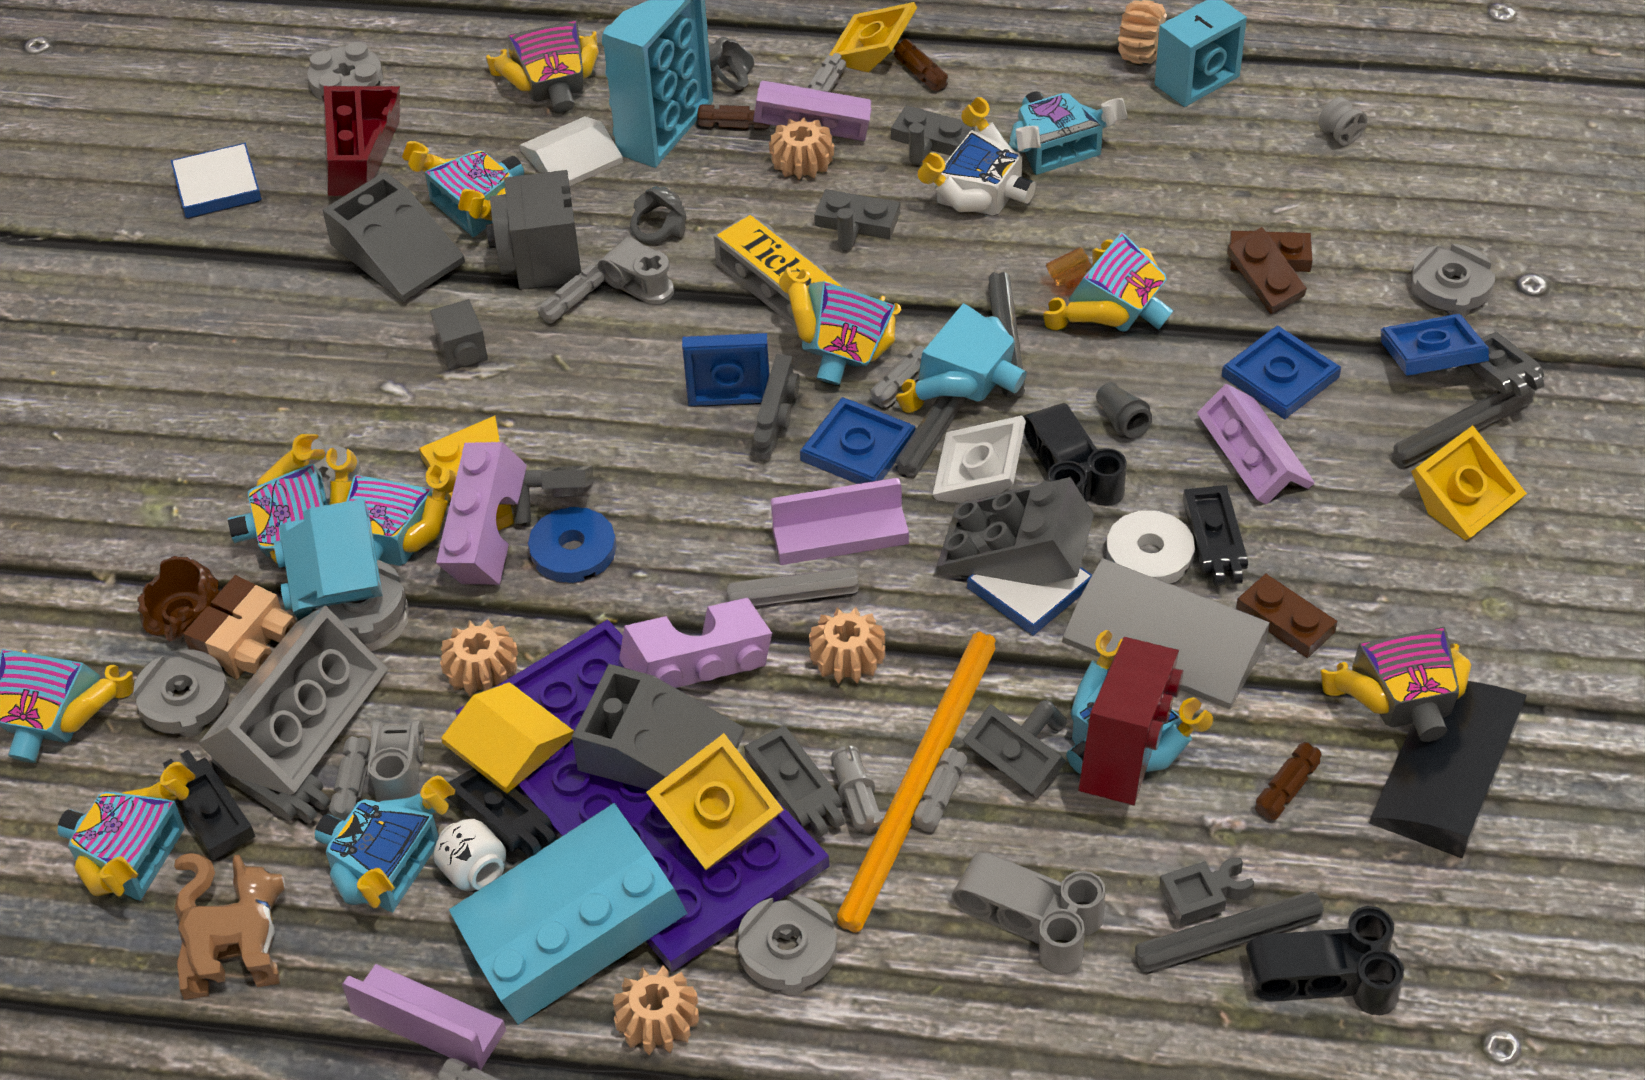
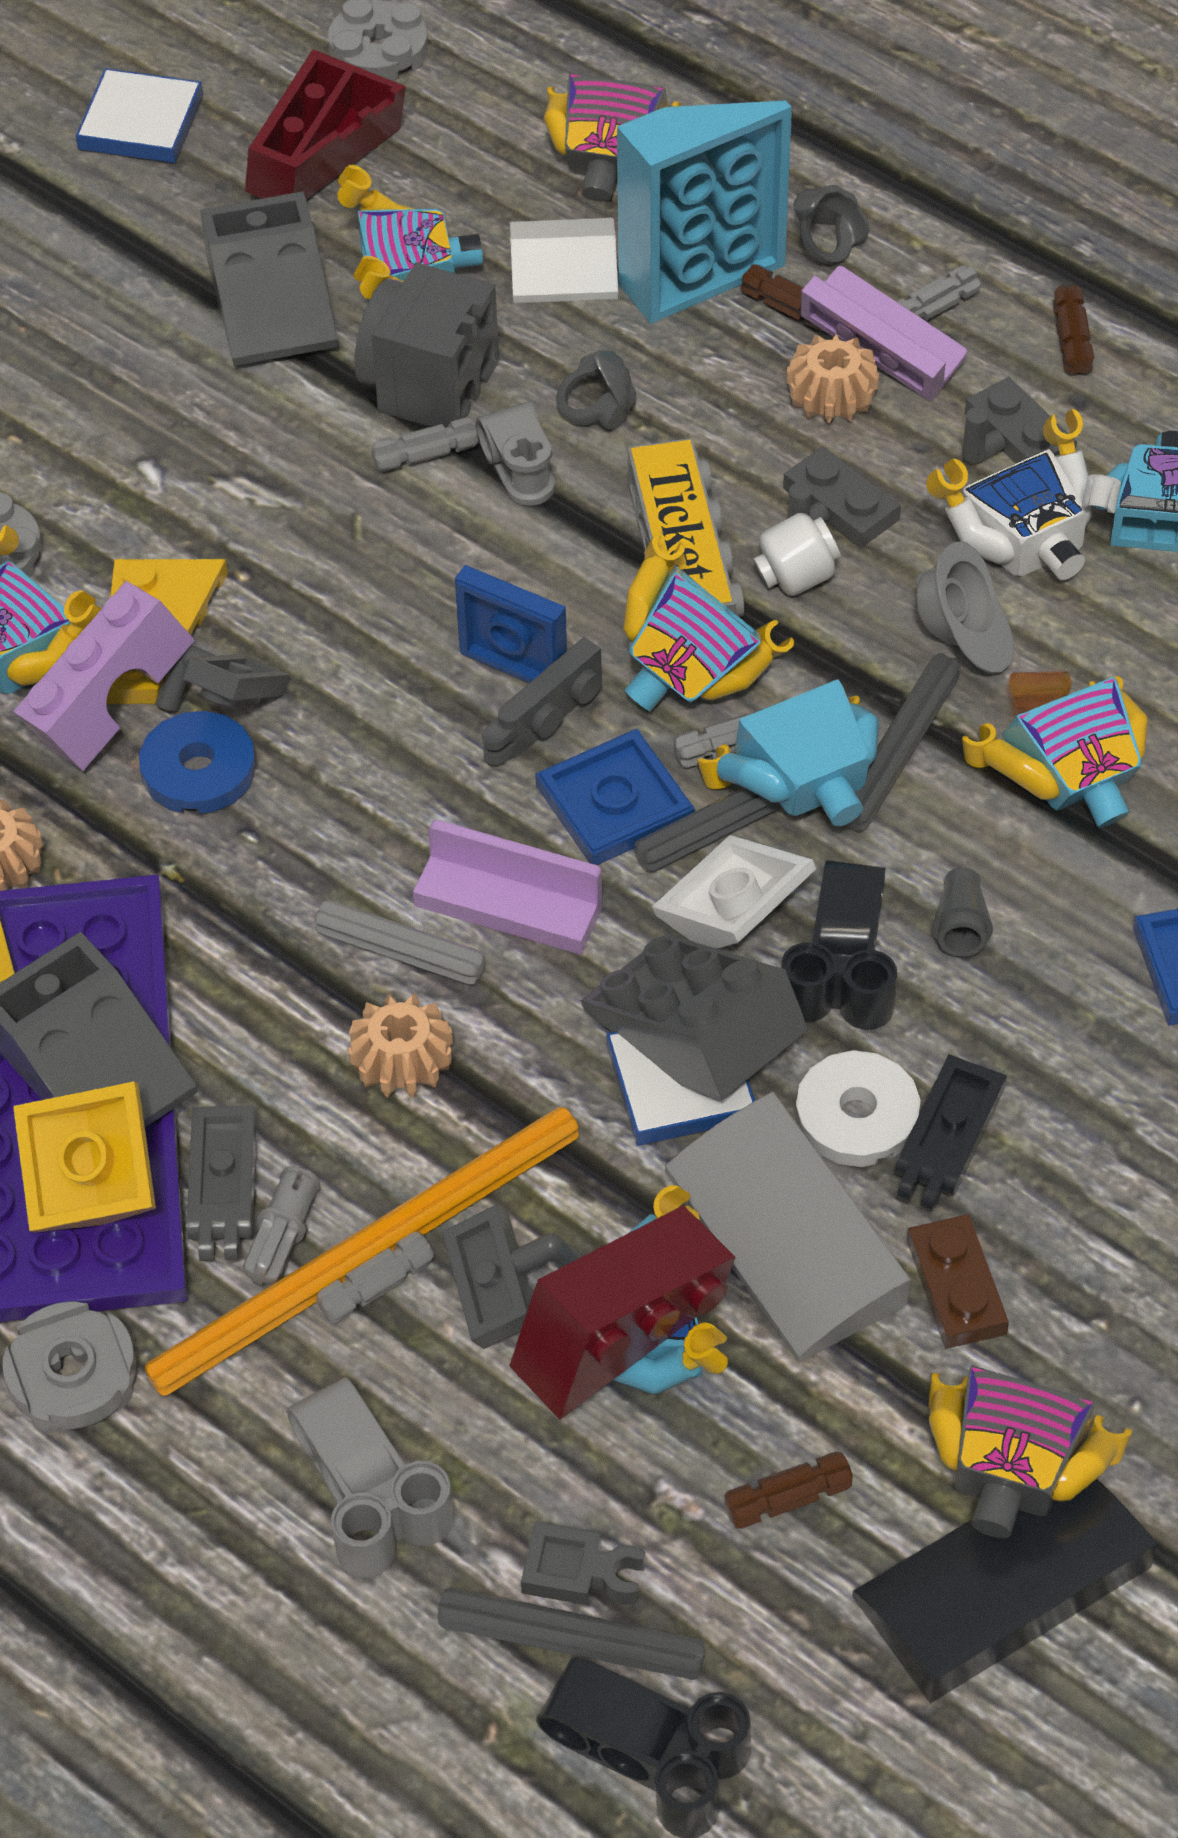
camera: 30 degrees right, 5 degrees up
(459, 334) = (256, 438): dark grey brick -> none
(731, 643) = (176, 961): lavender arch -> none
(862, 254) = (796, 554): none -> white head
(872, 36) = (1037, 262): yellow slope -> none
(983, 242) = (963, 609): none -> light grey piece
(1252, 443) = (1094, 1038): lavender panel -> none

